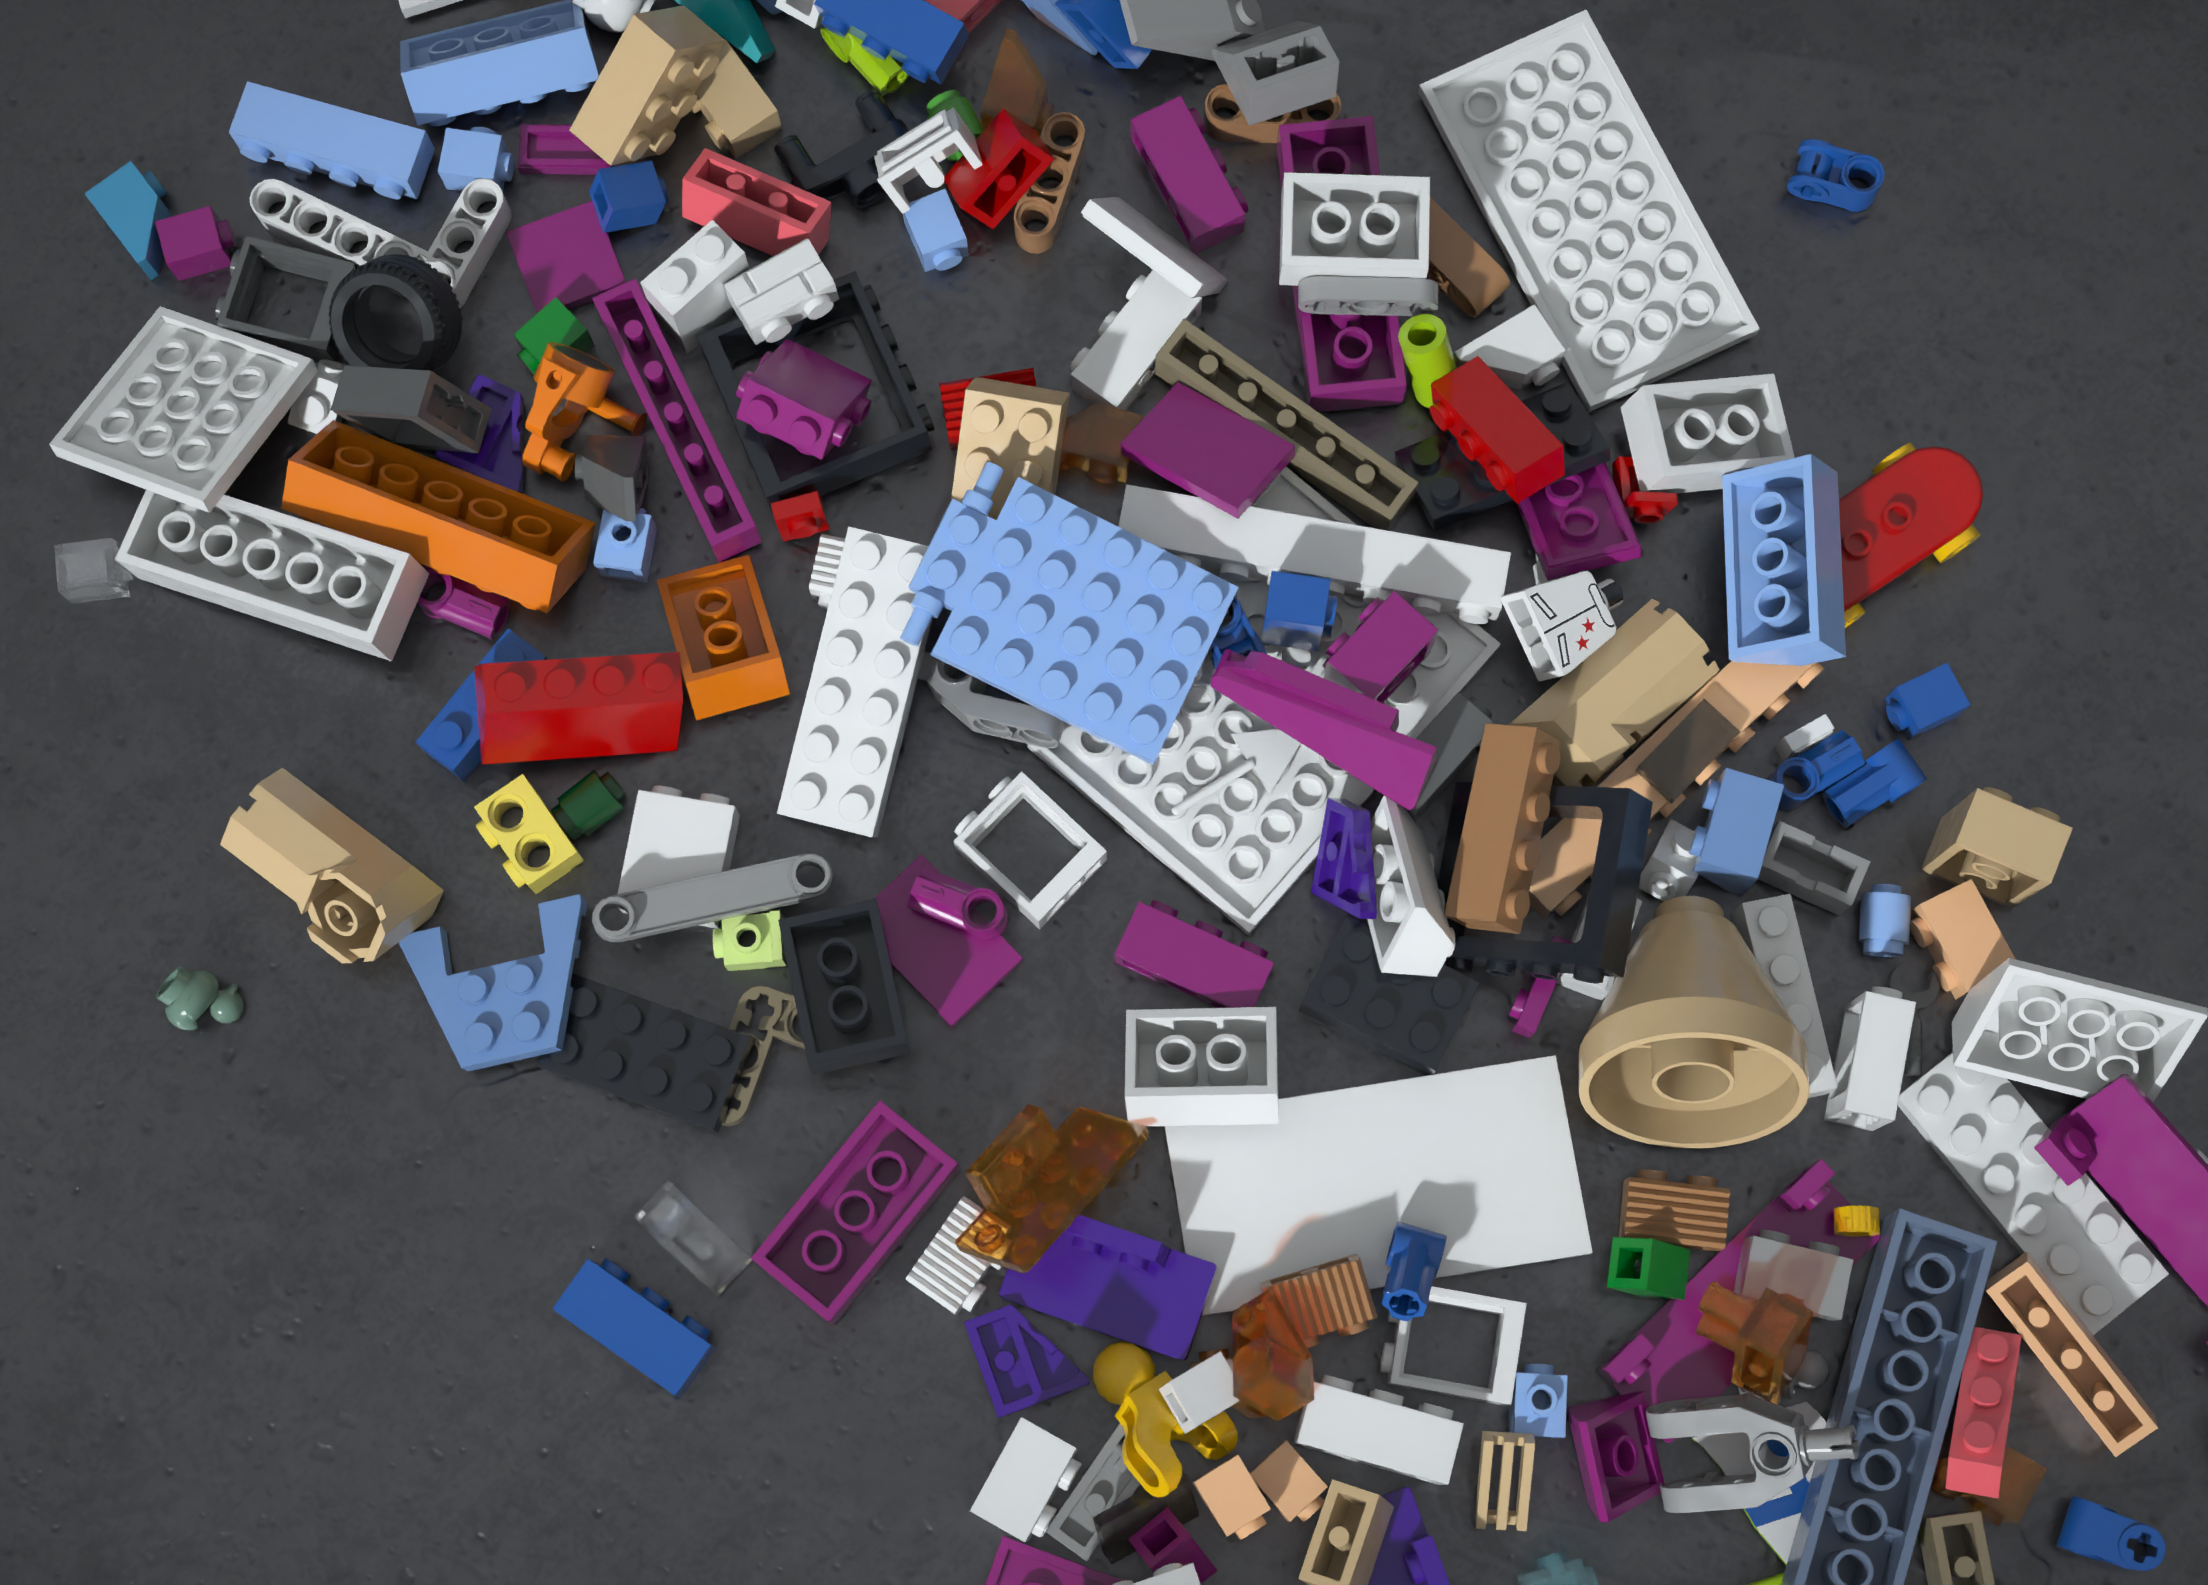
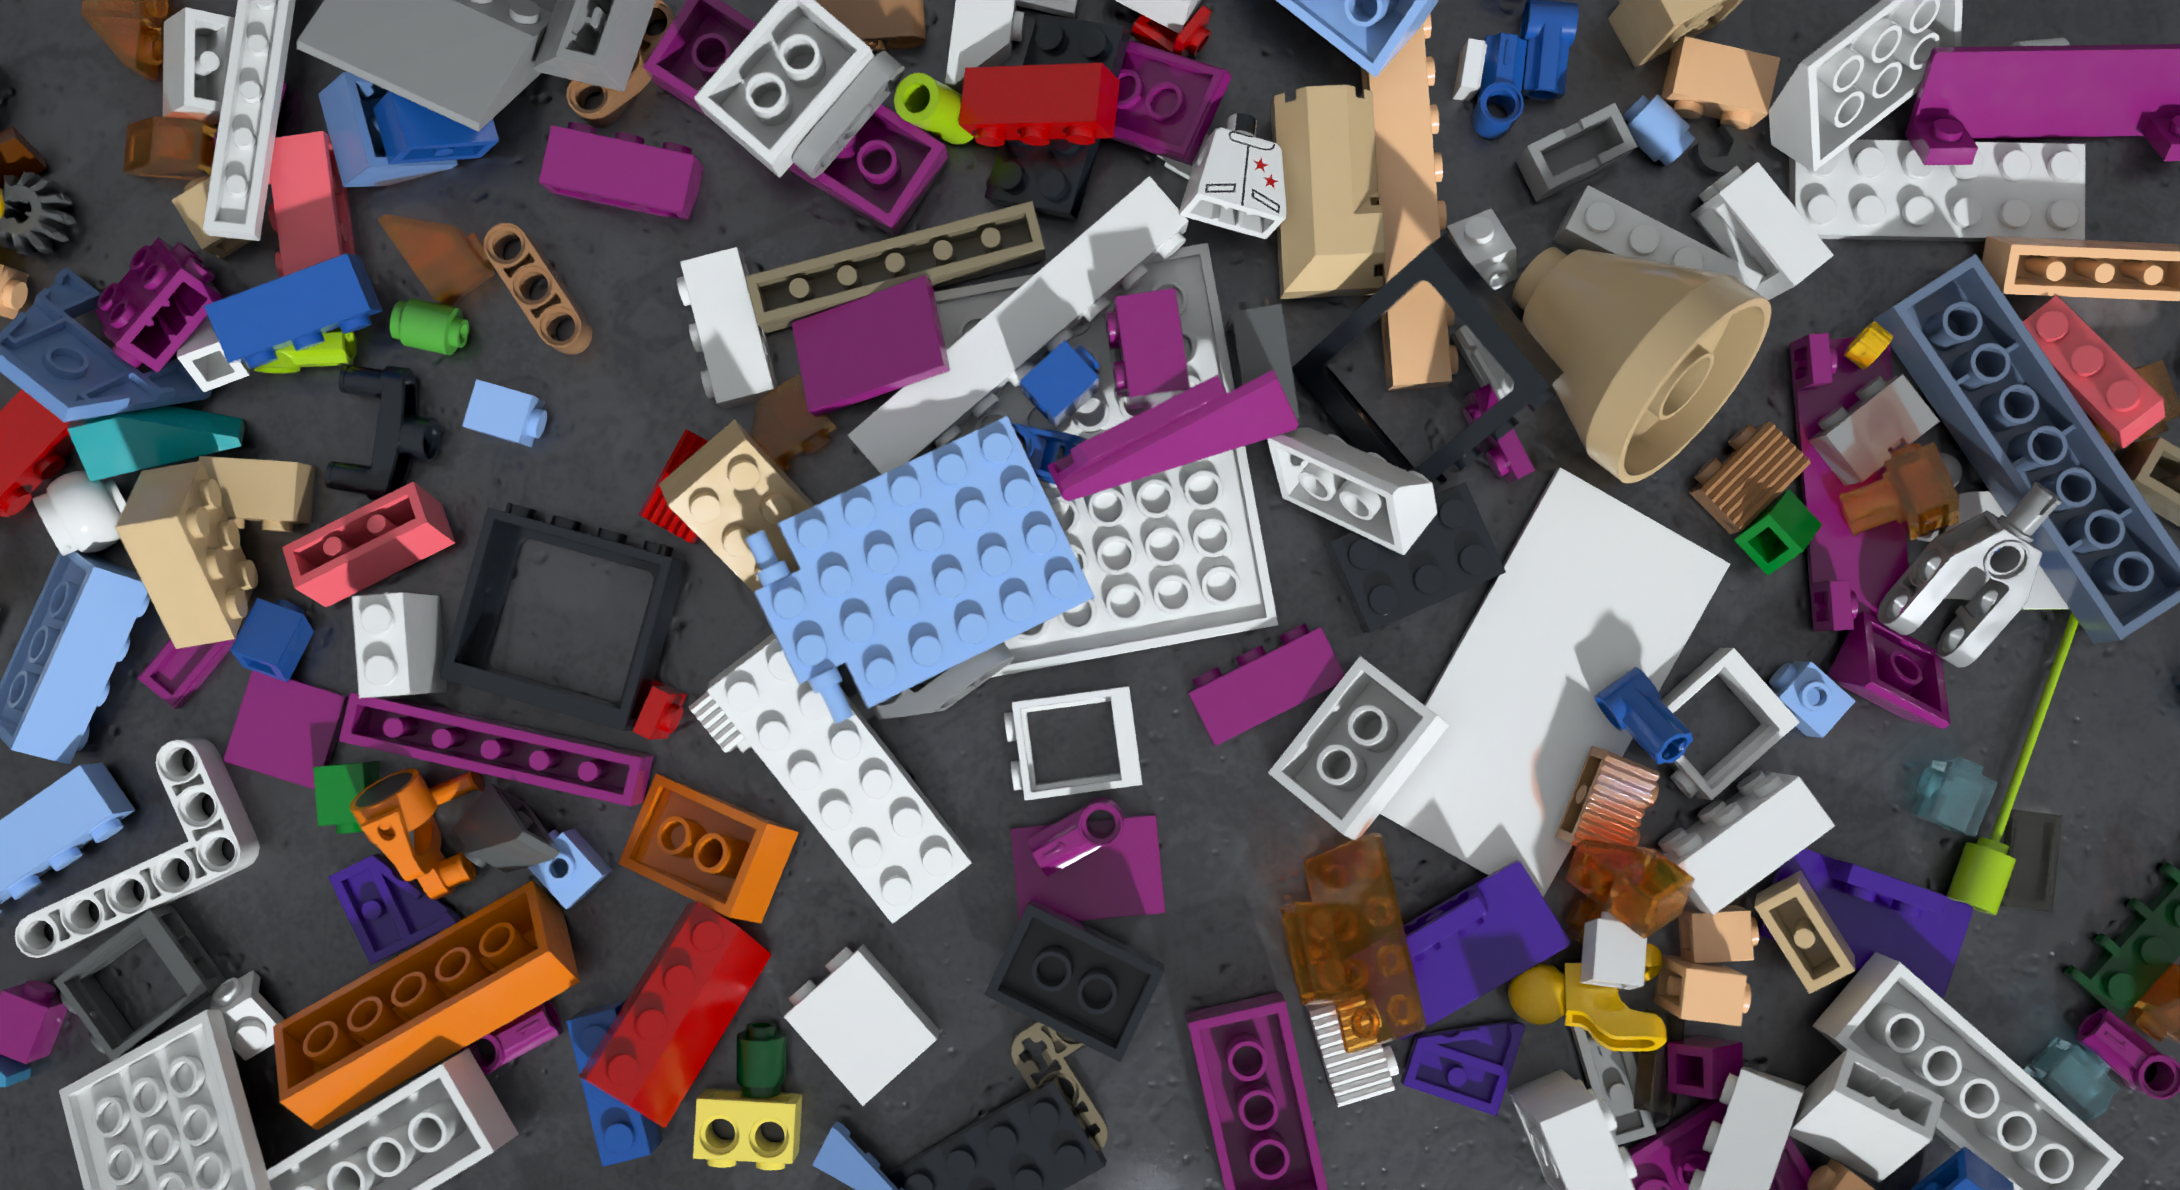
camera: 55 degrees left, 10 degrees up
(411, 408) = (315, 961): dark grey window -> none
(422, 287) = (222, 952): black tyre -> none
(474, 156) = (137, 737): light blue brick -> none
(712, 897) = (919, 1029): light grey piece -> none
(764, 953) = (973, 1001): yellowish green brick -> none
(782, 292) = (460, 583): white brick -> none
(803, 399) = (565, 636): magenta brick -> none
(920, 153) = (429, 377): white window -> none
(1011, 162) = (494, 323): red brick -> none
(1154, 247) = (662, 250): white tile -> none
(1265, 752) = (1151, 499): white piece -> none
(1346, 860) = (1287, 507): dark purple wing -> none
(1503, 828) = (1370, 367): medium nougat brick -> none
(1503, 1516) = (1863, 788): tan tile -> none
(1687, 751) = (1414, 169): clear smoke tile -> none
(1736, 829) = (1507, 183): medium blue slope -> none

